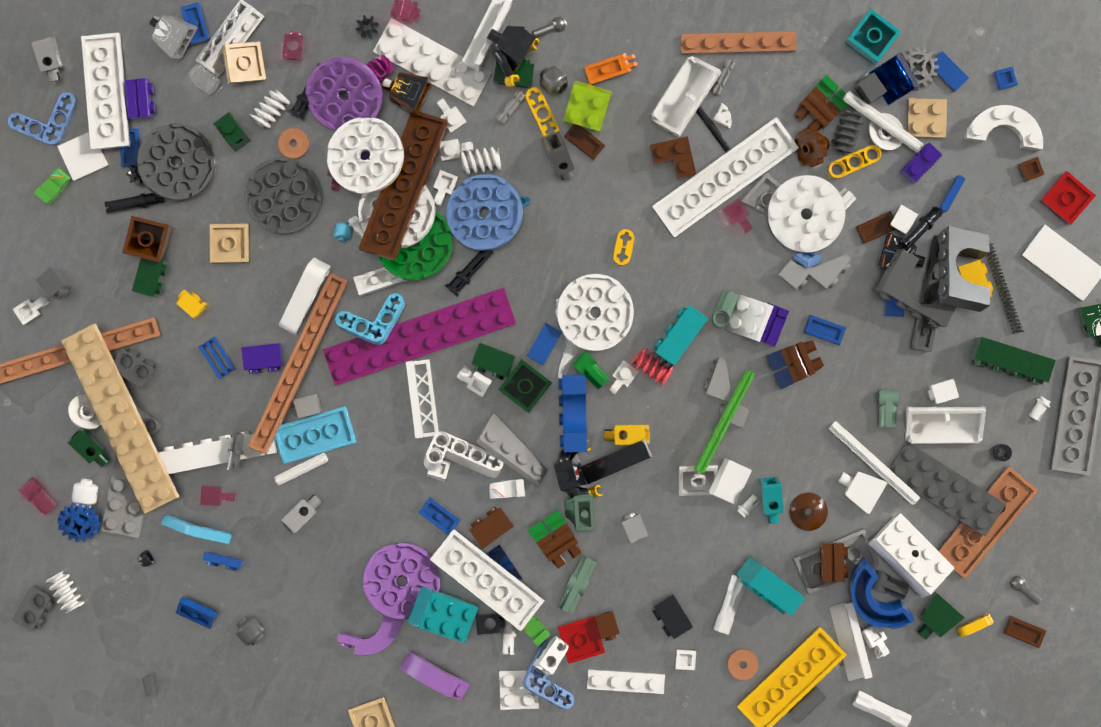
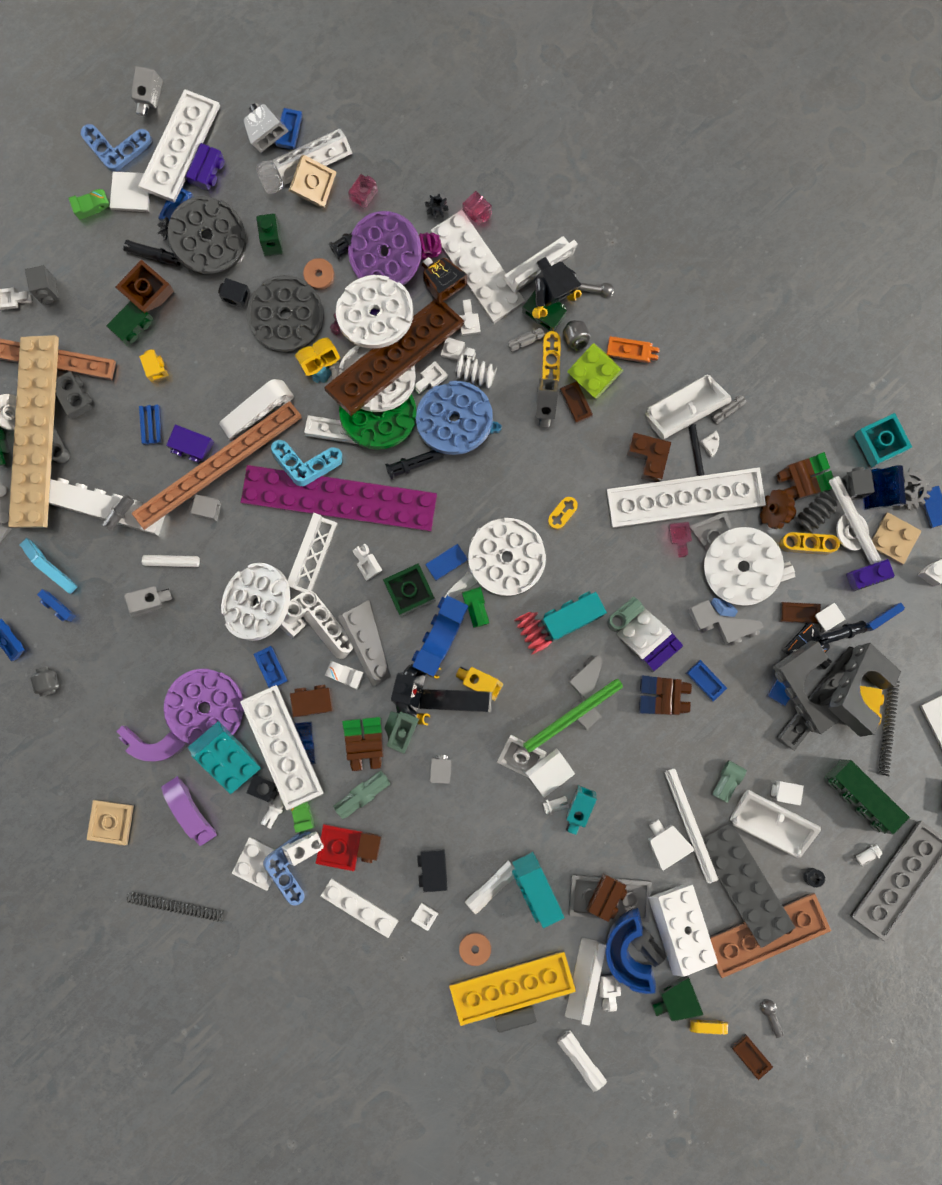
camera: 20 degrees right, 5 degrees down
(213, 495) = (80, 544): clear pink plate -> none
(227, 201) = (233, 292): none -> black brick
(229, 243) = (215, 330): tan plate -> none
(269, 109) = (313, 233): white piece -> none
(315, 435) = (199, 537): medium azure tile -> none
(334, 220) = (317, 356): none -> yellow brick
(415, 470) = (273, 595): none -> white plate
(493, 360) = (392, 552): dark green brick -> none
(624, 375) = (503, 627): white plate -> none
(738, 42) = (758, 386): nougat plate -> none
(798, 511) = (597, 836): reddish brown dish -> none

